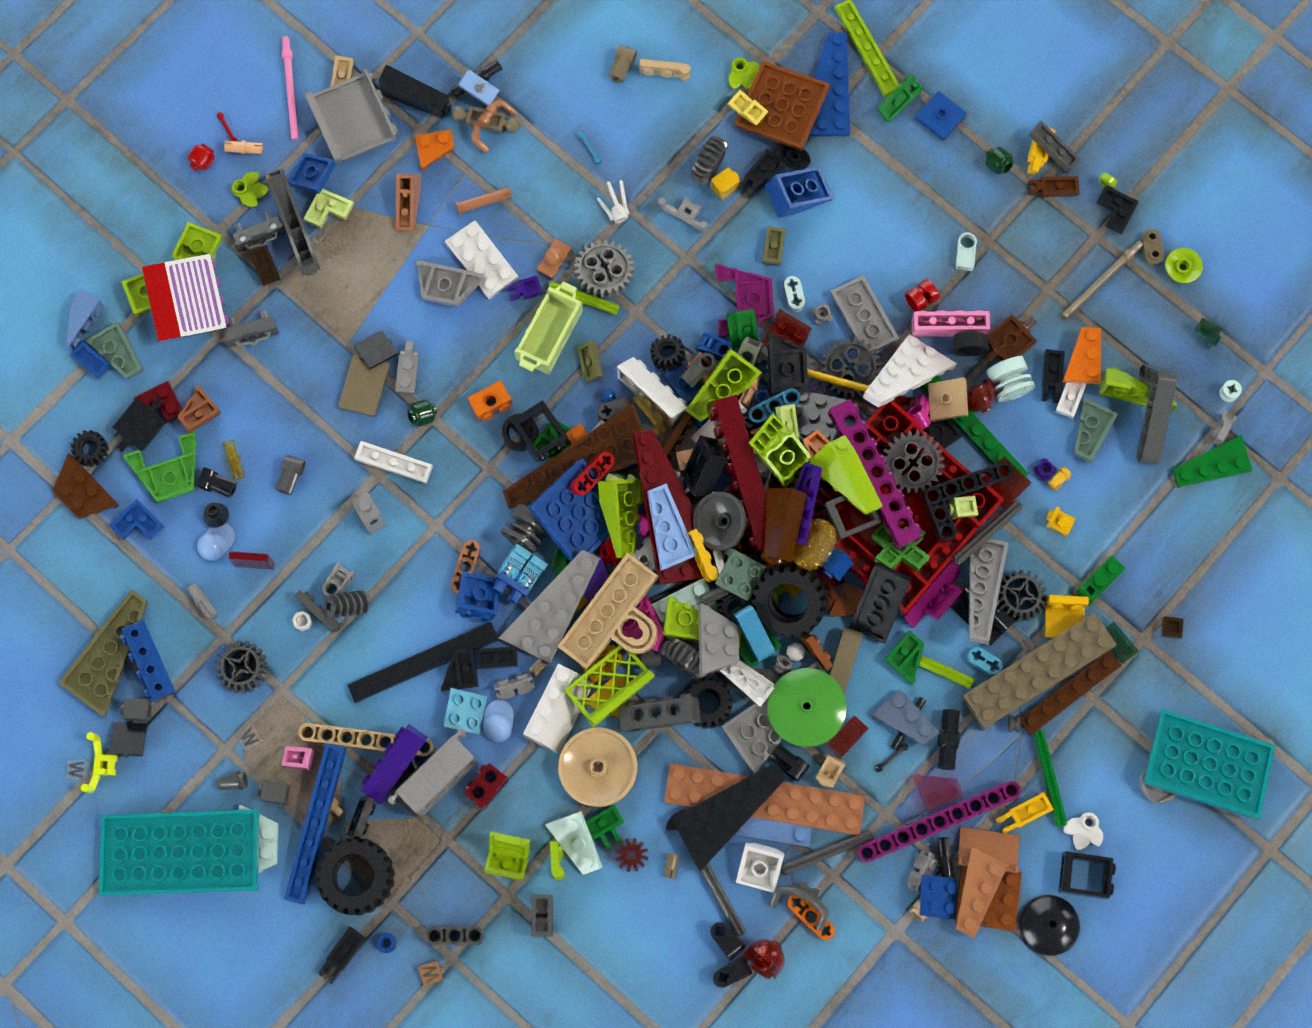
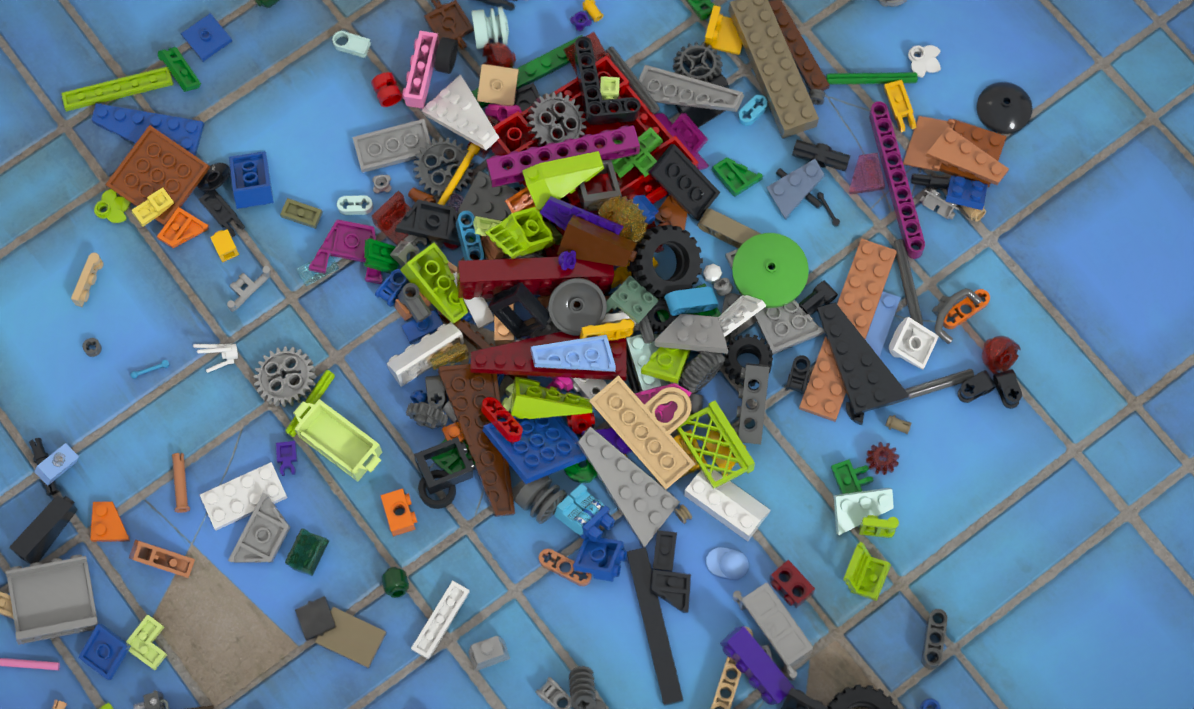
camera: 75 degrees left, 5 degrees down
(293, 222) = (164, 677): dark grey arch -> none
(407, 370) = (344, 590): light grey hinge -> none
(430, 973) = (966, 670): medium nougat tile -> none
(436, 327) = (306, 552): none -> clear green bracket
(465, 711) = (712, 592): medium azure hinge -> none
(484, 120) = (95, 461): nougat piece -> none
(496, 123) = (92, 465): dark tan plate -> none
(521, 682) = (694, 531): light grey hinge -> none
(542, 916) = (929, 551): dark grey brick -> none
(553, 259) = (261, 424): nougat tile -> none
(588, 405) = (427, 415): none -> dark grey gear
(590, 361) = (379, 407): olive plate -> none
(597, 767) = (793, 473): tan dish -> none
(600, 97) = (92, 353): none -> dark grey bush
(623, 59) = (64, 317): dark tan piece -> none
(667, 343) = (378, 328): black tyre -> none
(701, 756) = (798, 378): none -> black piece
(709, 160) = (198, 253): dark grey gear -> none
(737, 138) = (181, 228): none -> orange wing
(760, 394) = (454, 250): blue plate -> none
(760, 498) = (567, 260): none -> dark purple plate
(812, 646) = (717, 252): dark orange wing -> none
(814, 354) = (416, 194): none -> dark orange cone
(830, 771) = (832, 263): tan bracket -> none
(847, 737) = (805, 239): clear red hinge -> none
(946, 672) = (757, 144): lime axle -> none
(1060, 521) = (633, 18): yellow bracket -> none
(1066, 872) = (960, 81): black window -> none

